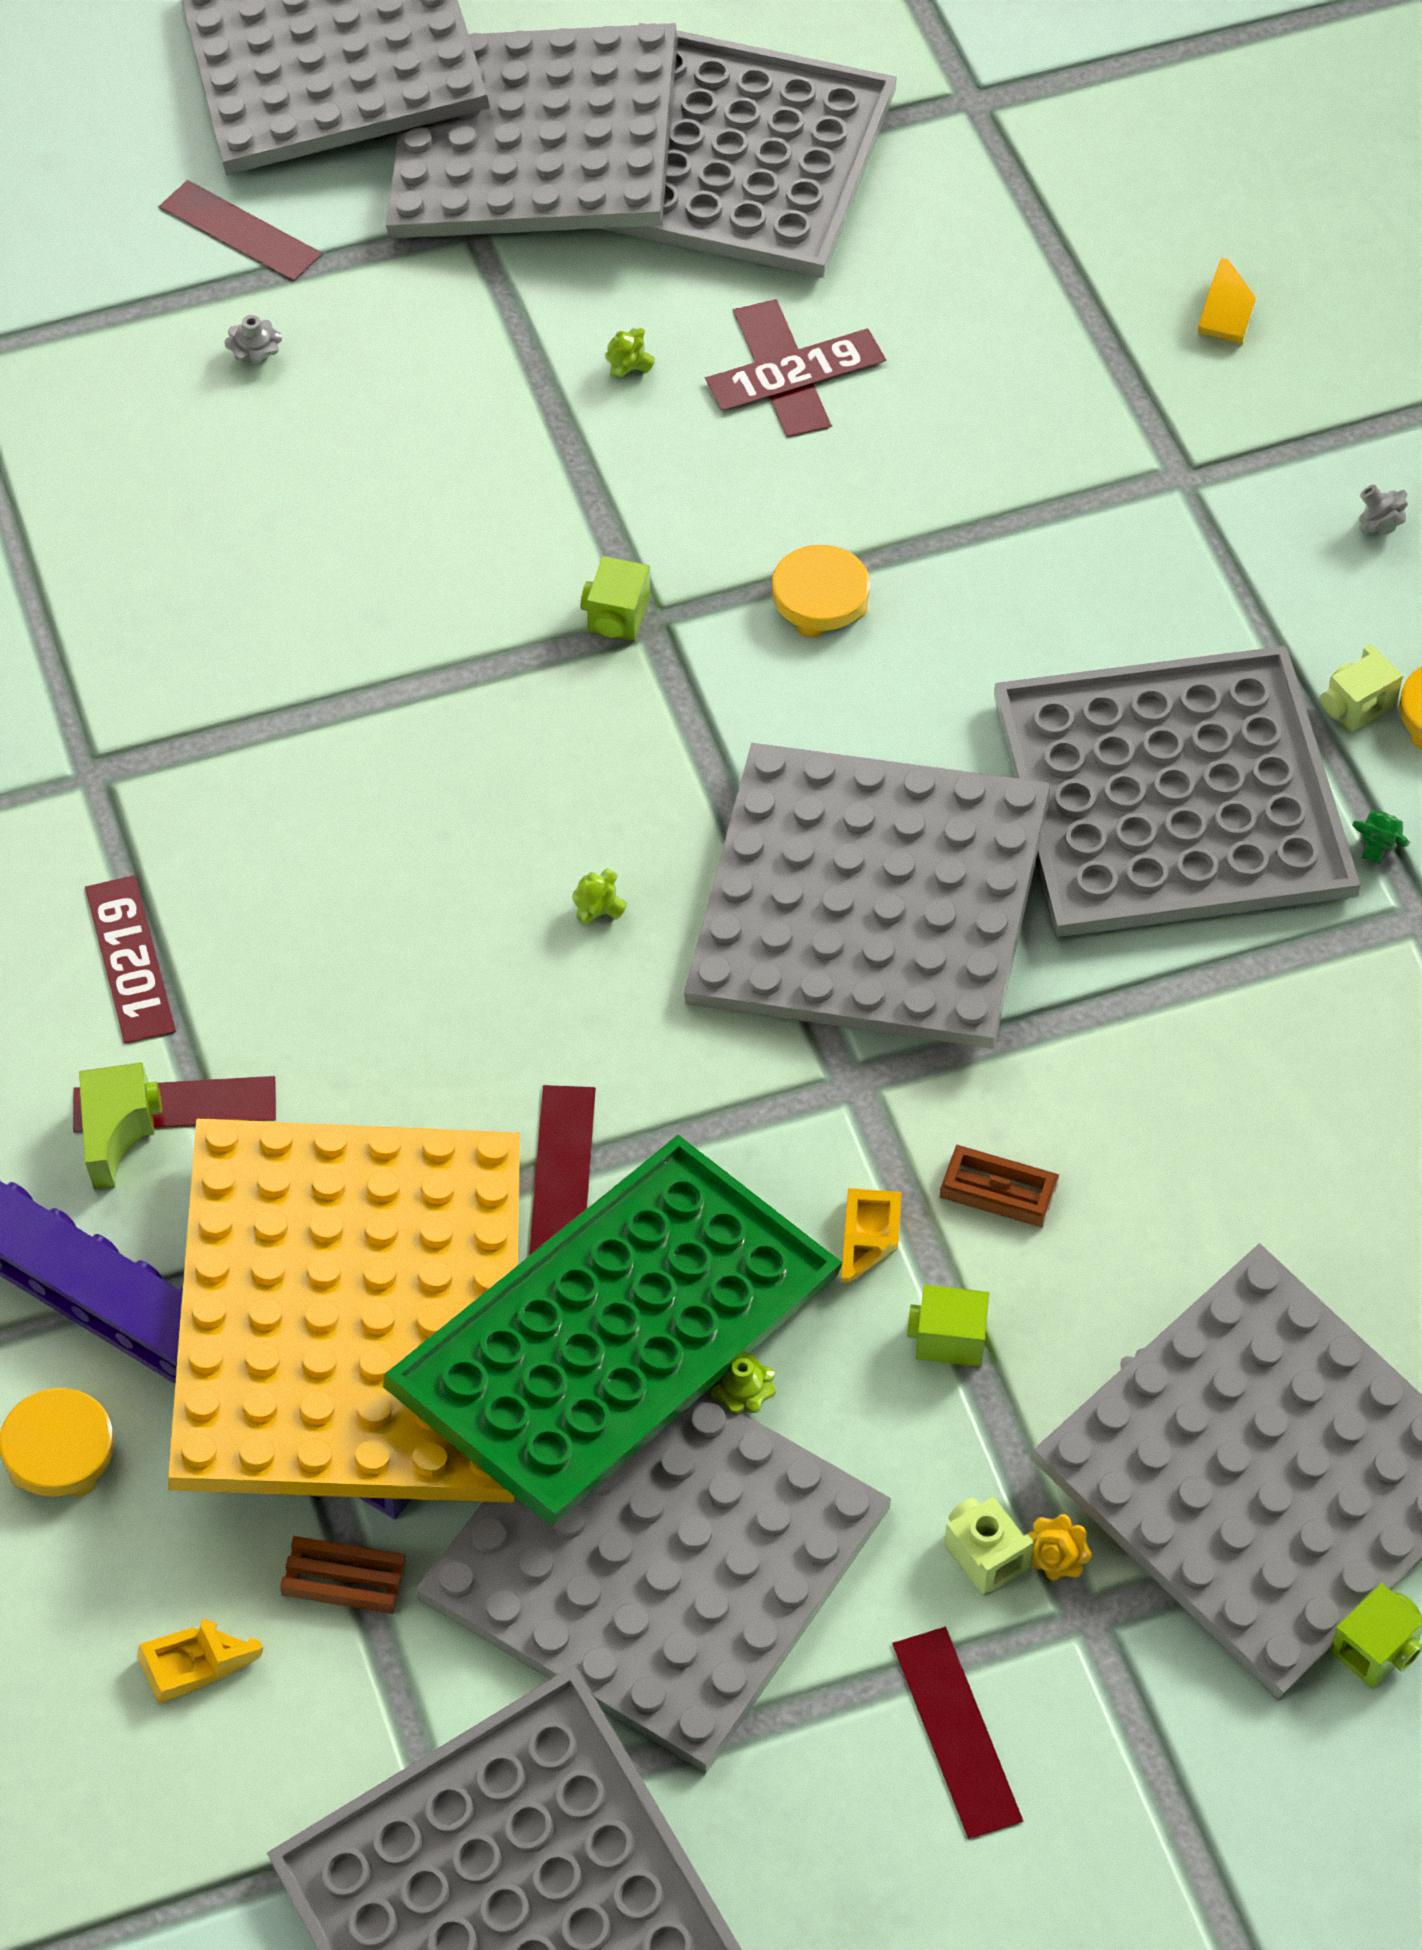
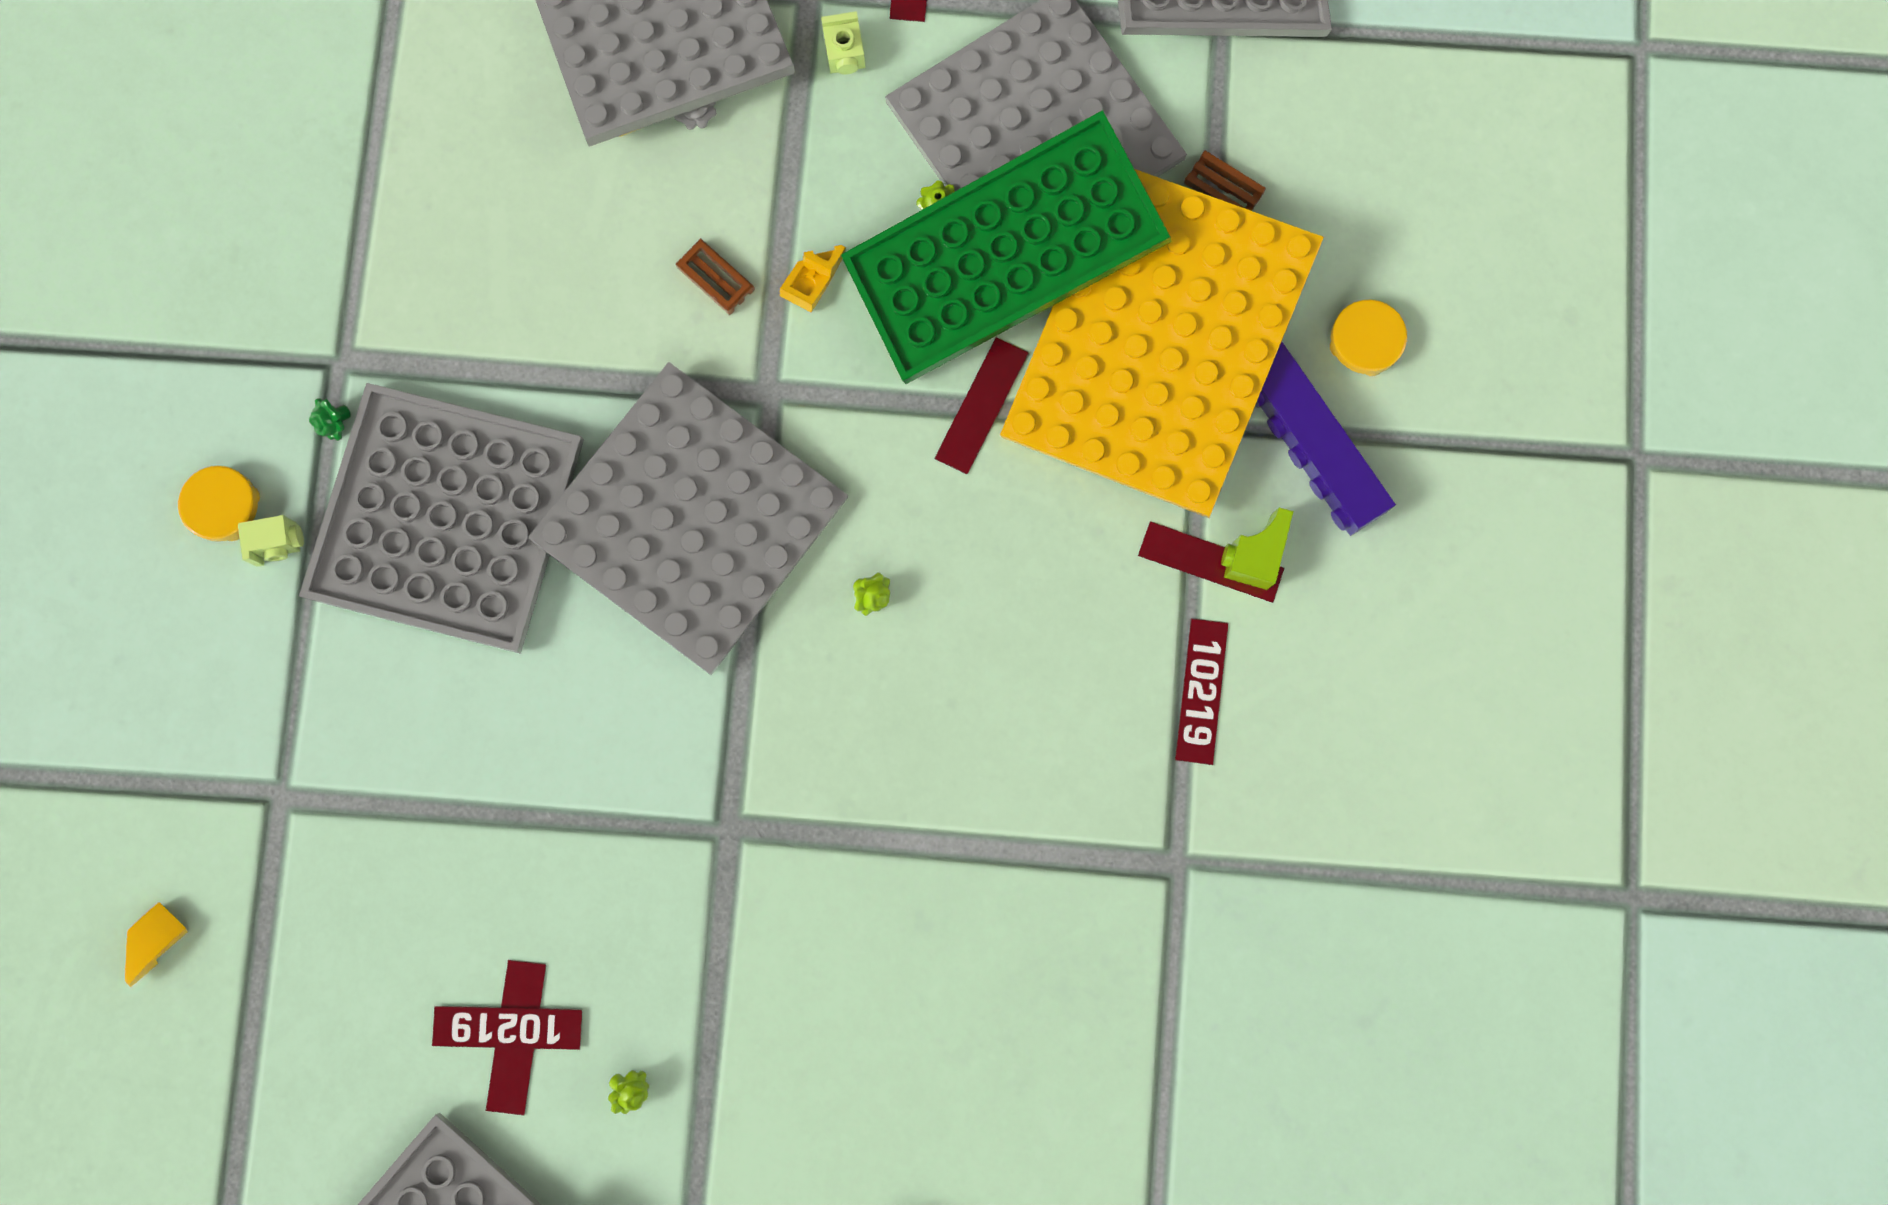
camera: 155 degrees left, 25 degrees up
(193, 1659) = (1330, 171): yellow slope -> none
(617, 598) = (746, 847): lime brick -> none
(820, 588) = (594, 796): yellow tile -> none
(950, 1325) = (795, 186): lime brick -> none
(1059, 1547) = (804, 24): yellow plant -> none
(1382, 510) = (159, 687): light grey plant -> none

